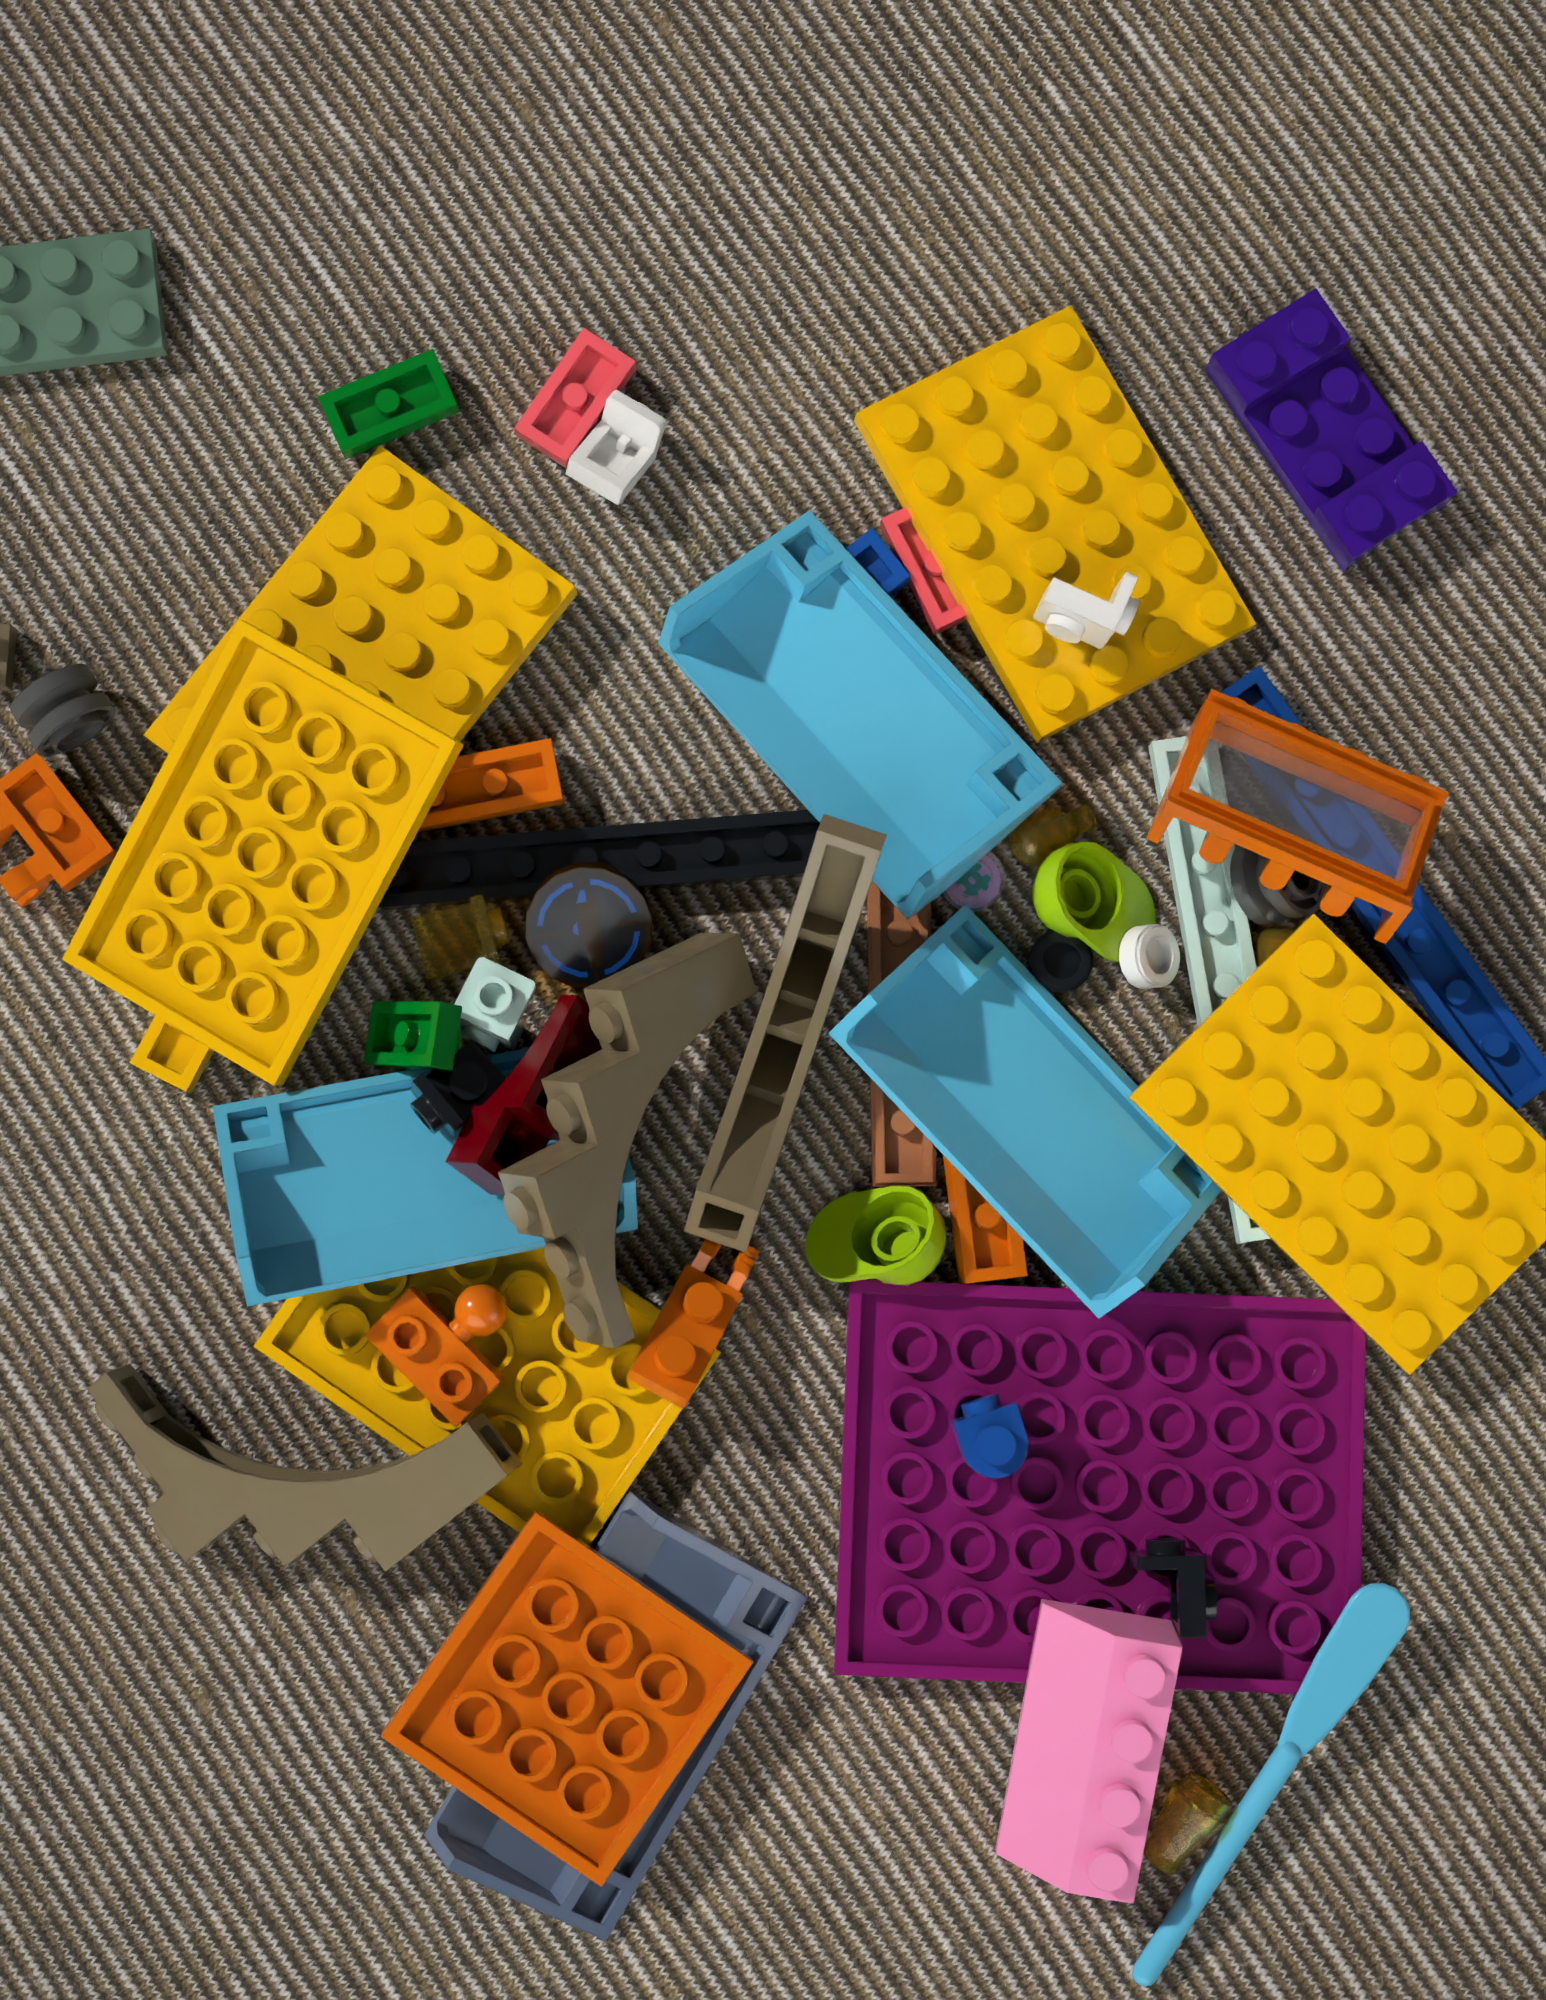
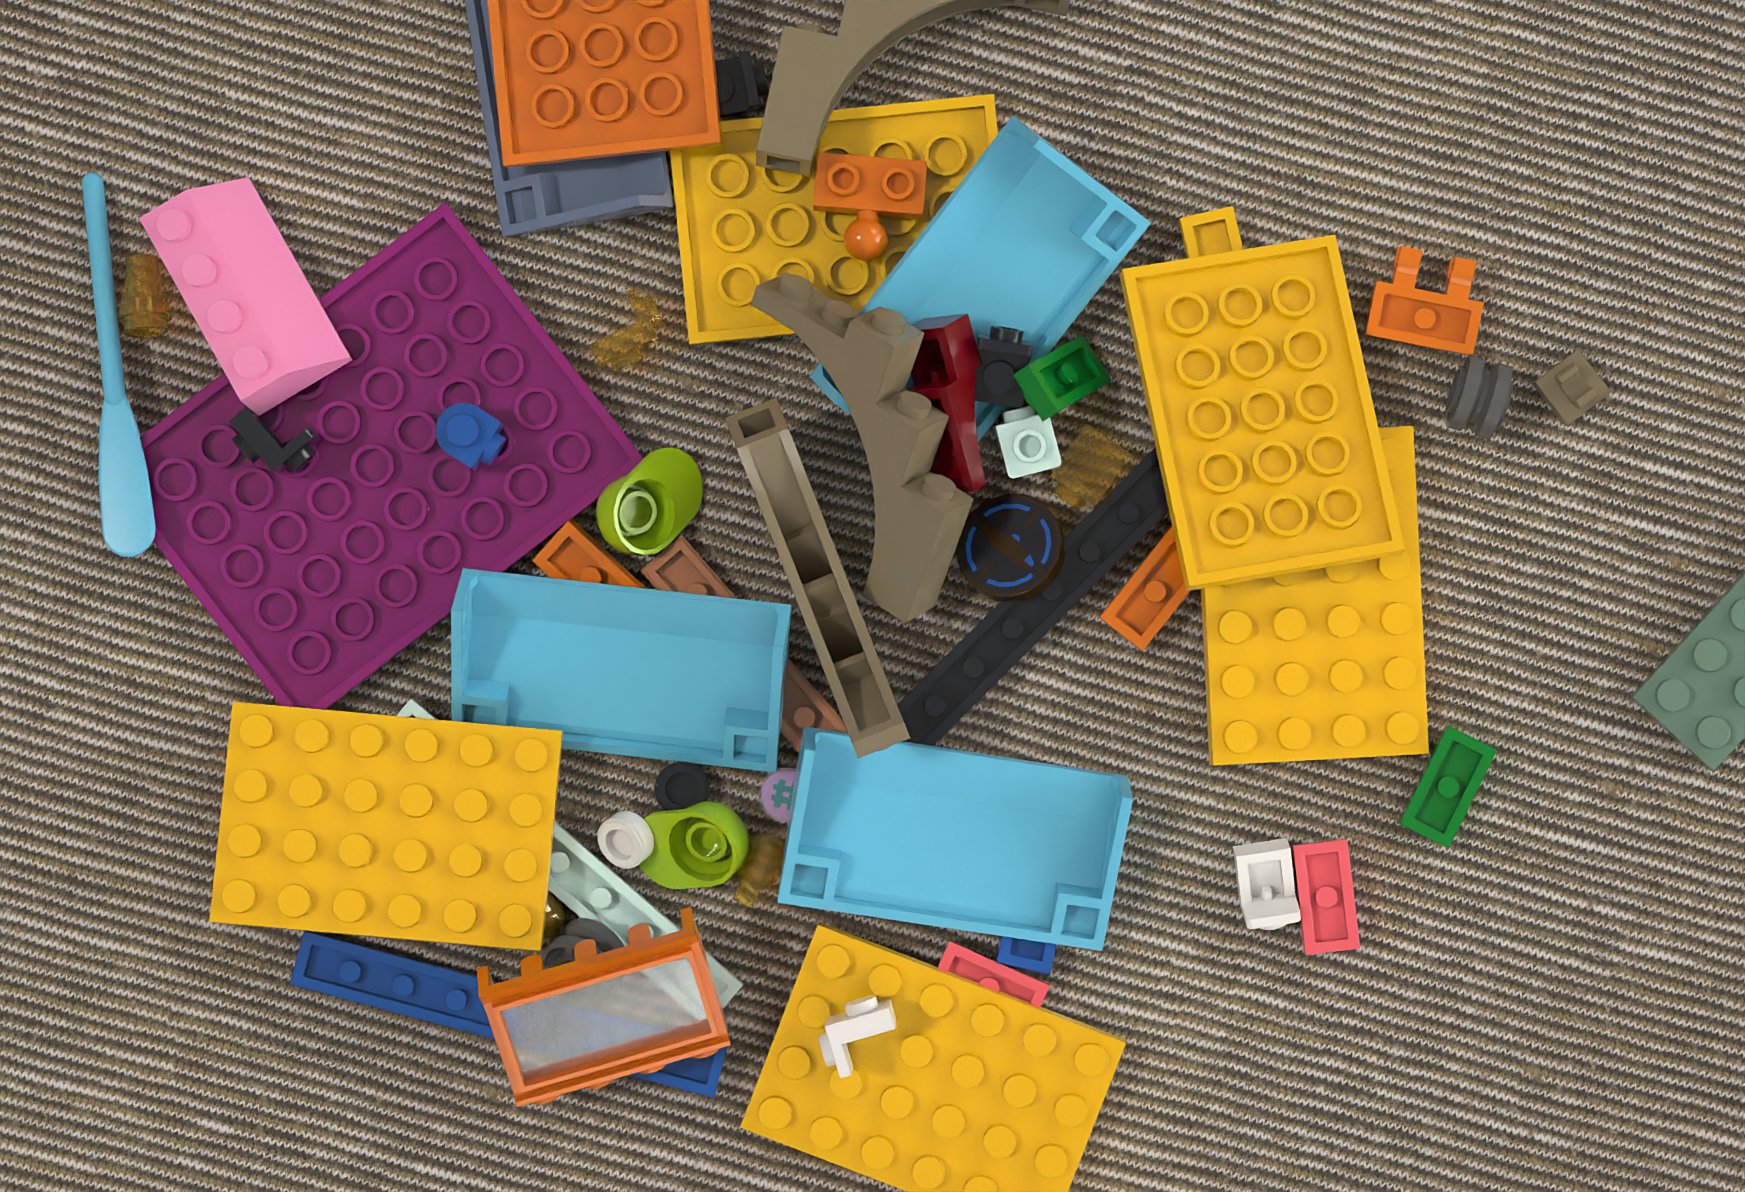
camera: 140 degrees right, 5 degrees up
(473, 1551) = (740, 85): none -> black bracket
(690, 1326) = (722, 342): orange hinge -> none
(782, 1399) = (625, 345): none -> clear yellow bracket

